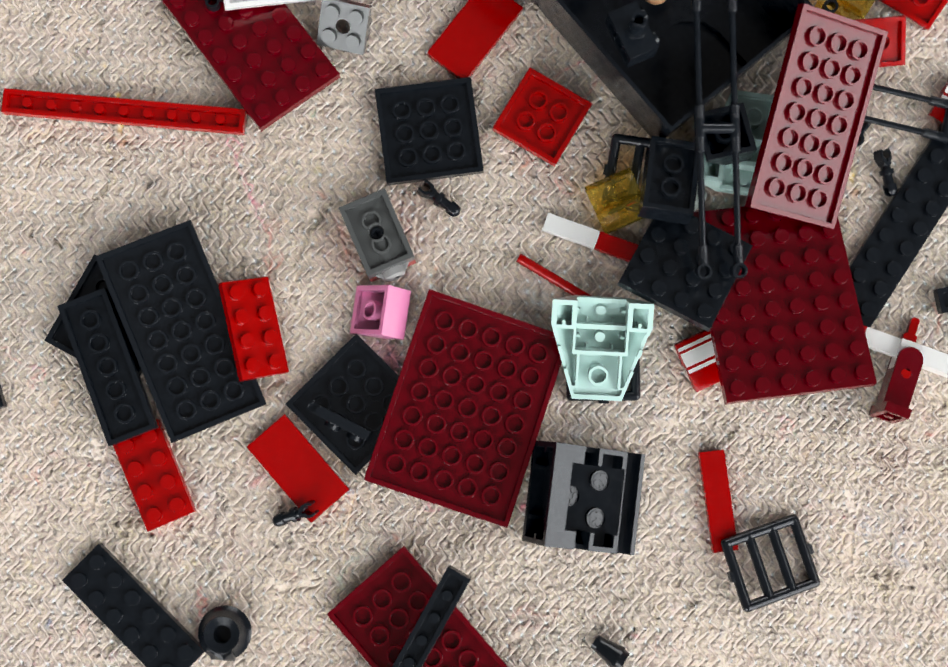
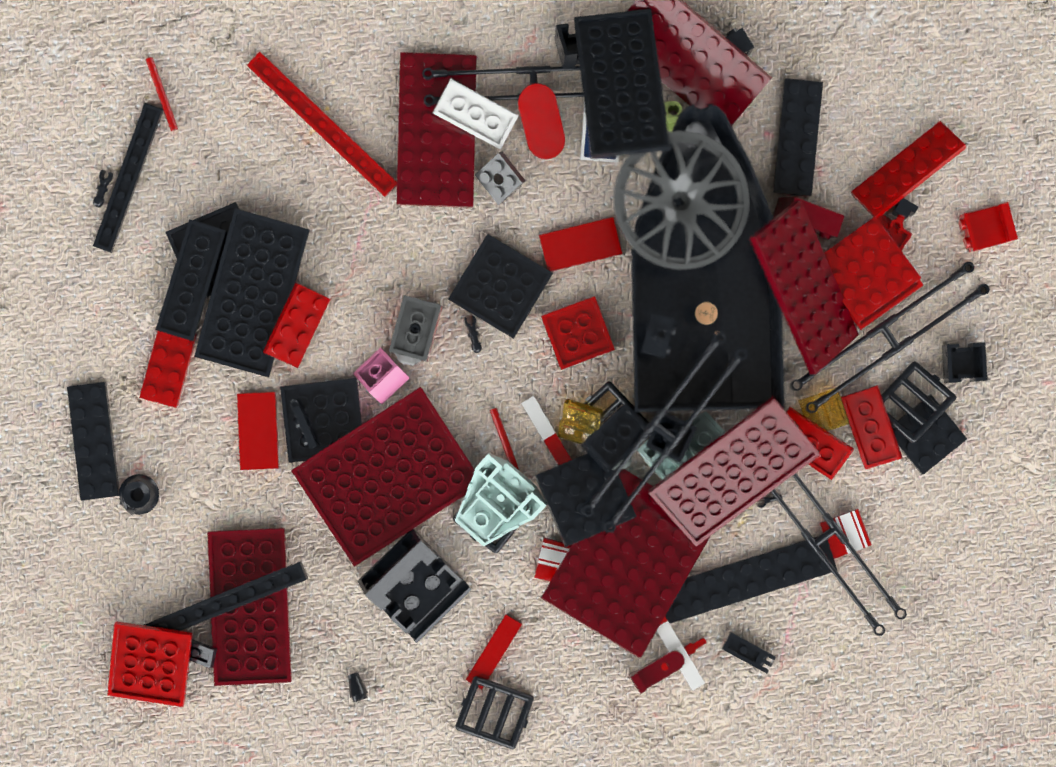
camera: 40 degrees right, 5 degrees up
(294, 514) = (233, 457): black piece -> none
(883, 160) = (757, 547): black piece -> none

